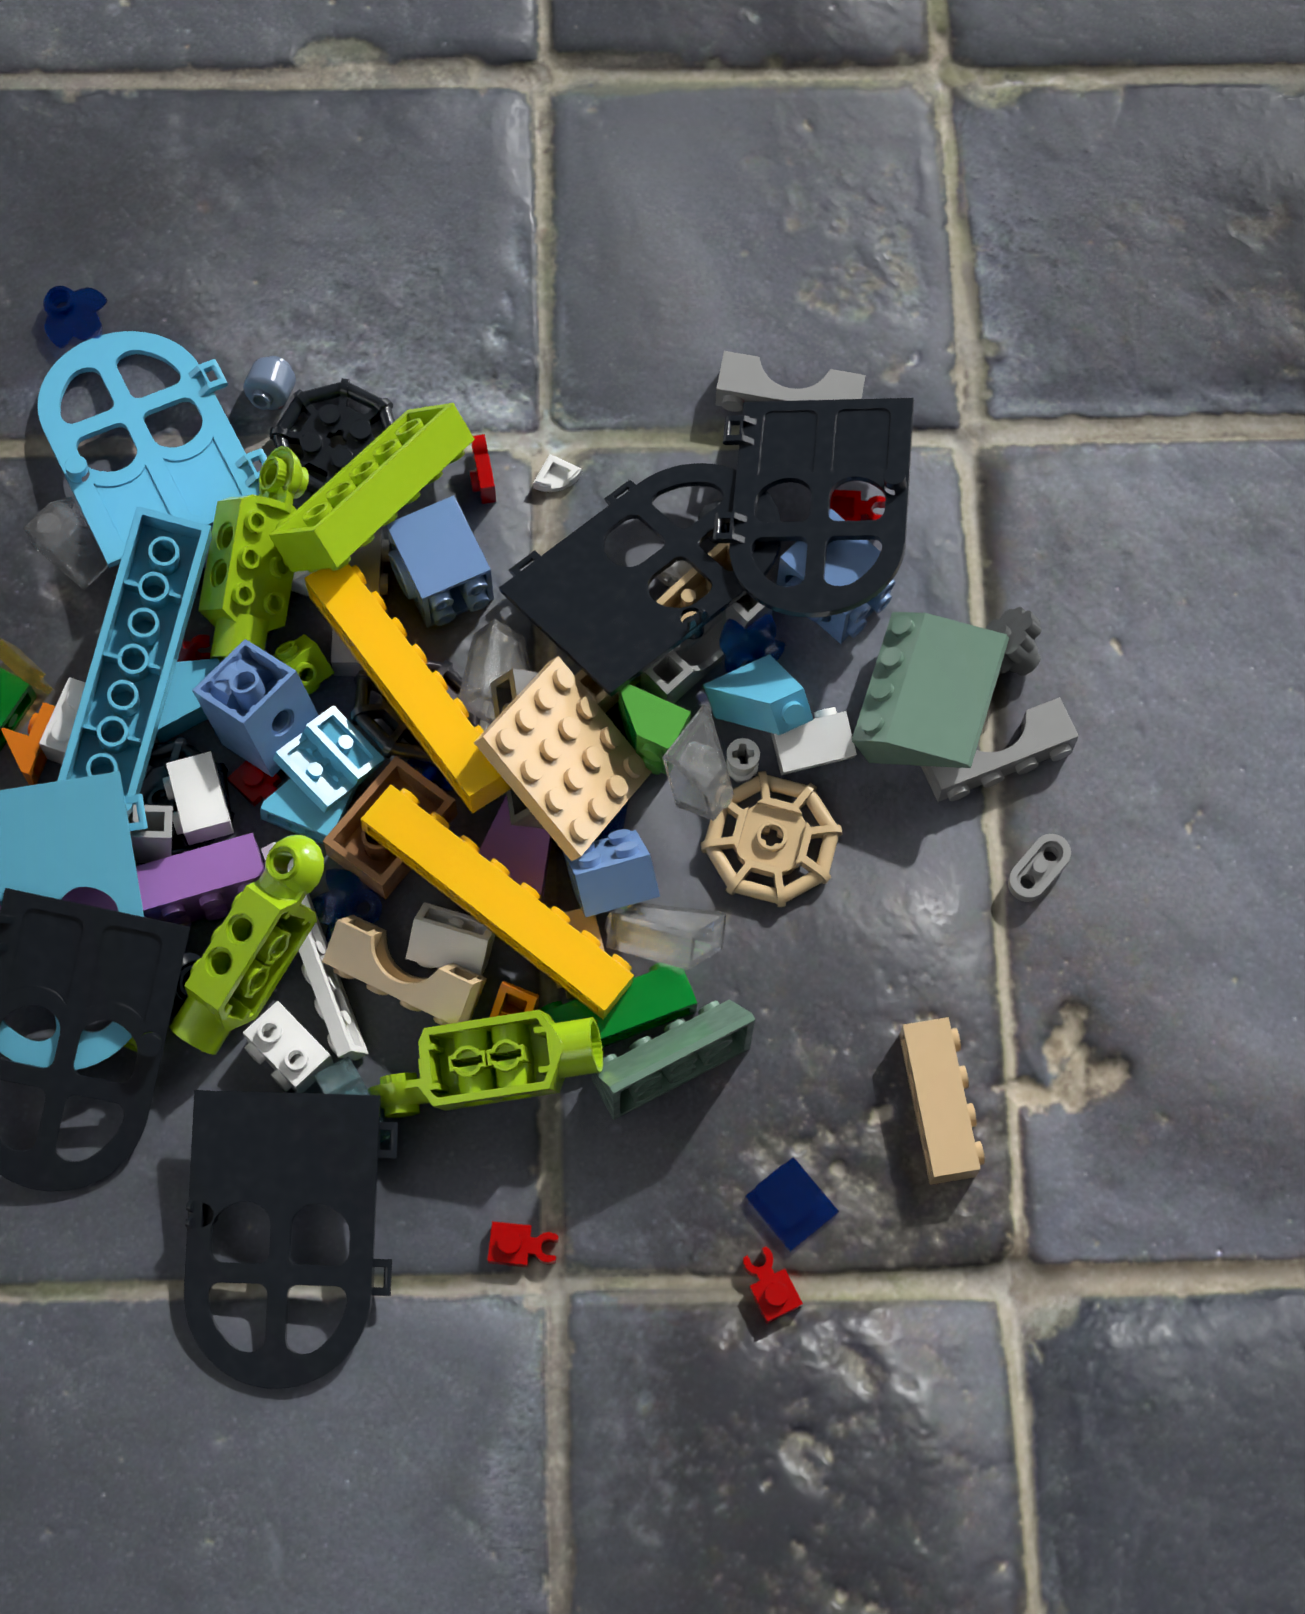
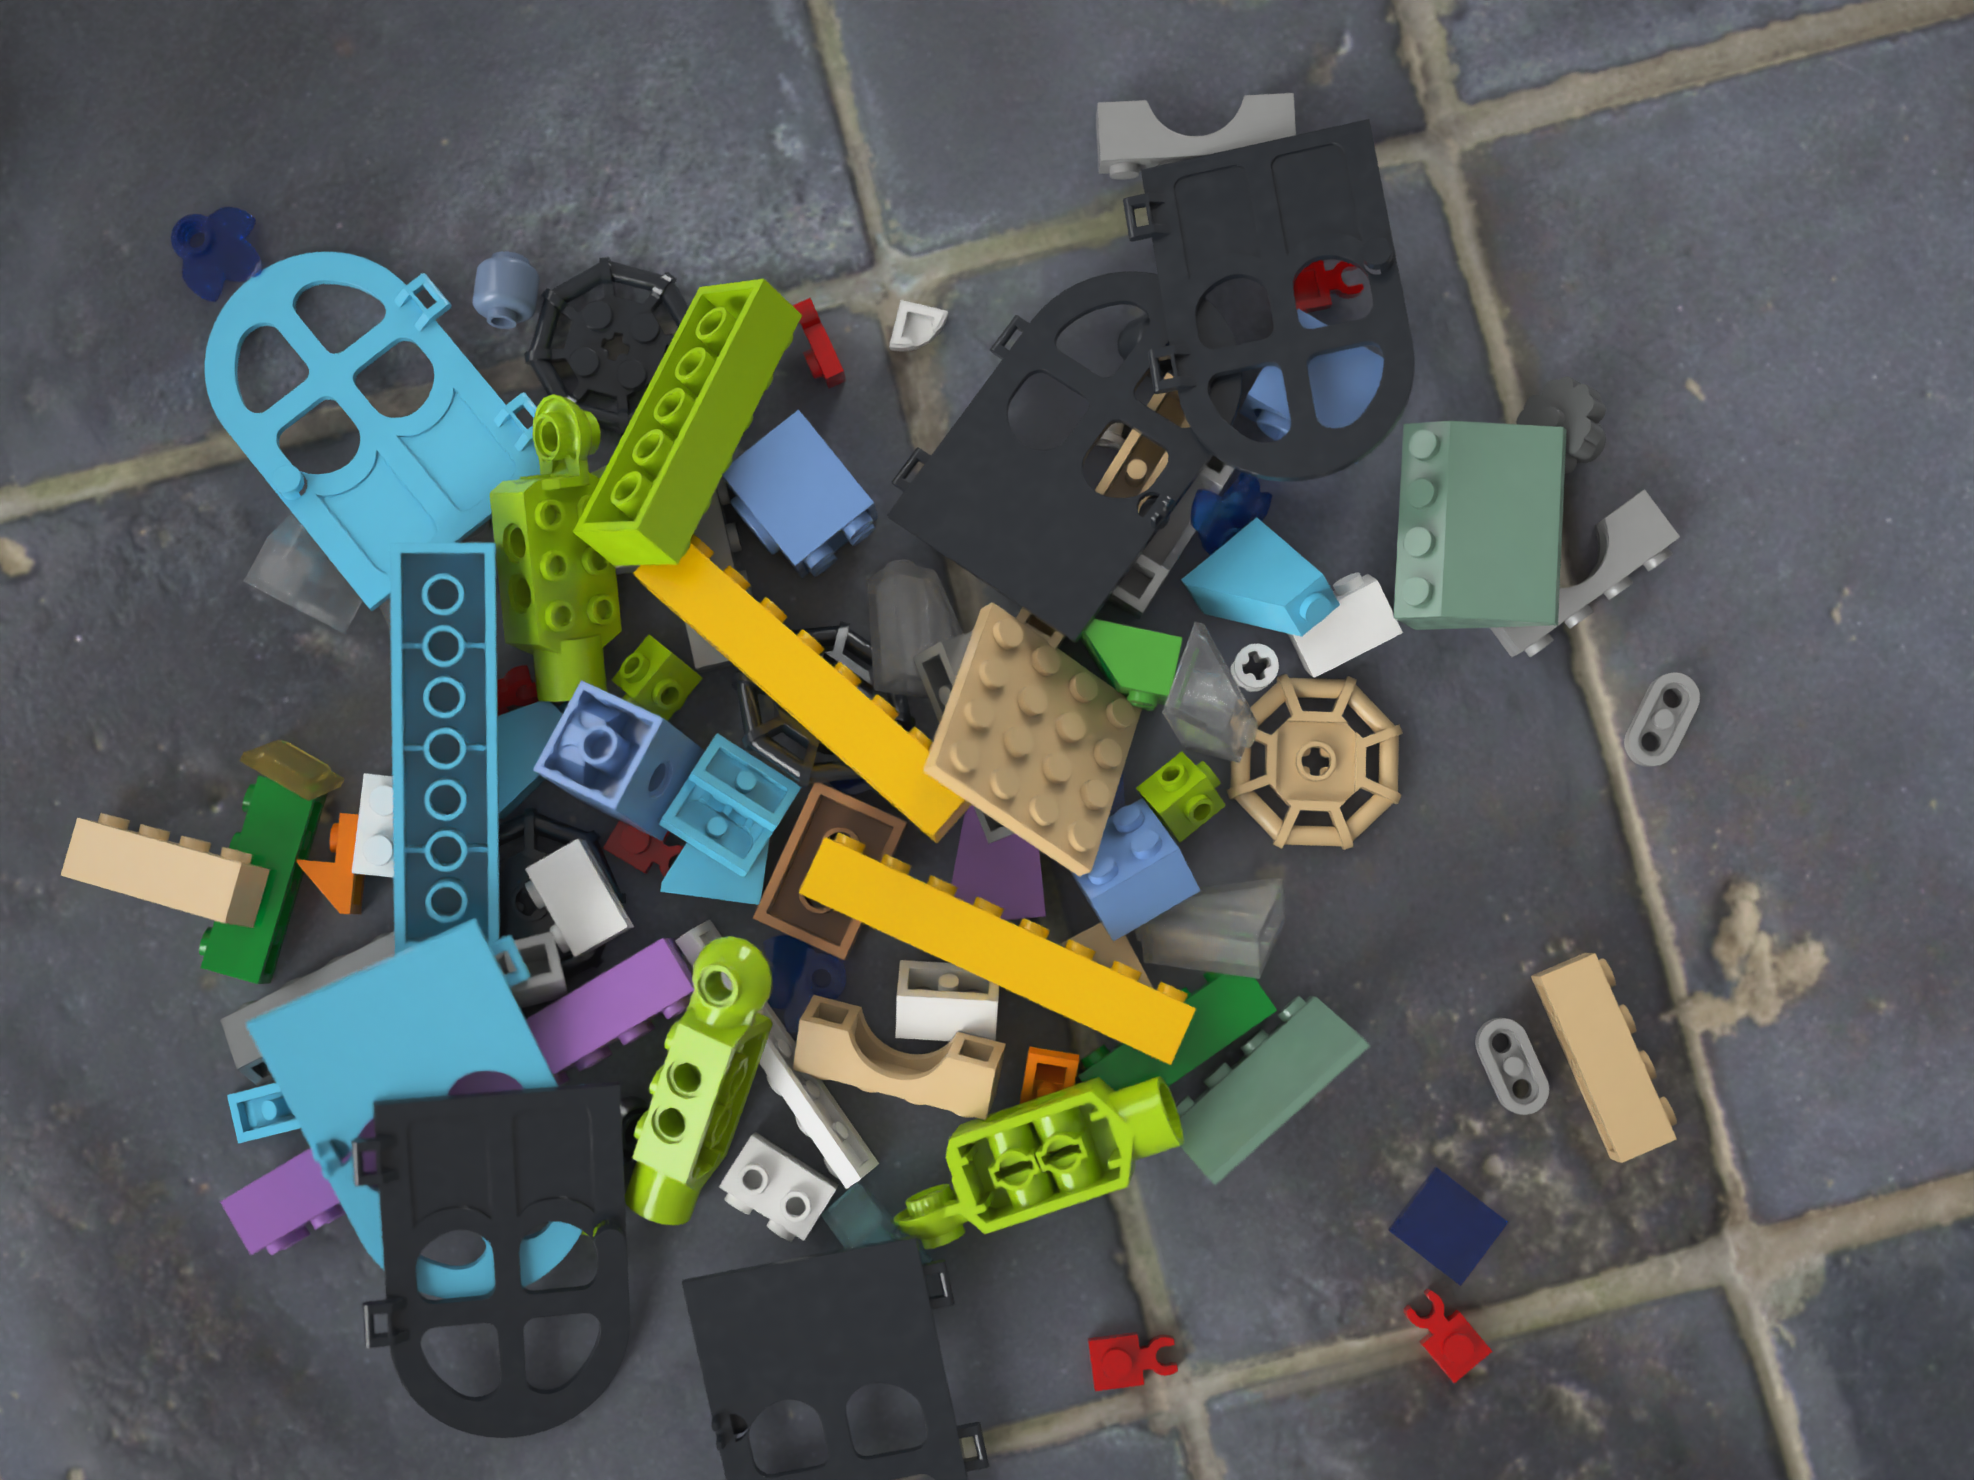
camera: 10 degrees left, 15 degrees up
(666, 835) = (1182, 795): none -> lime brick
(868, 1093) = (1512, 1064): none -> light grey plate

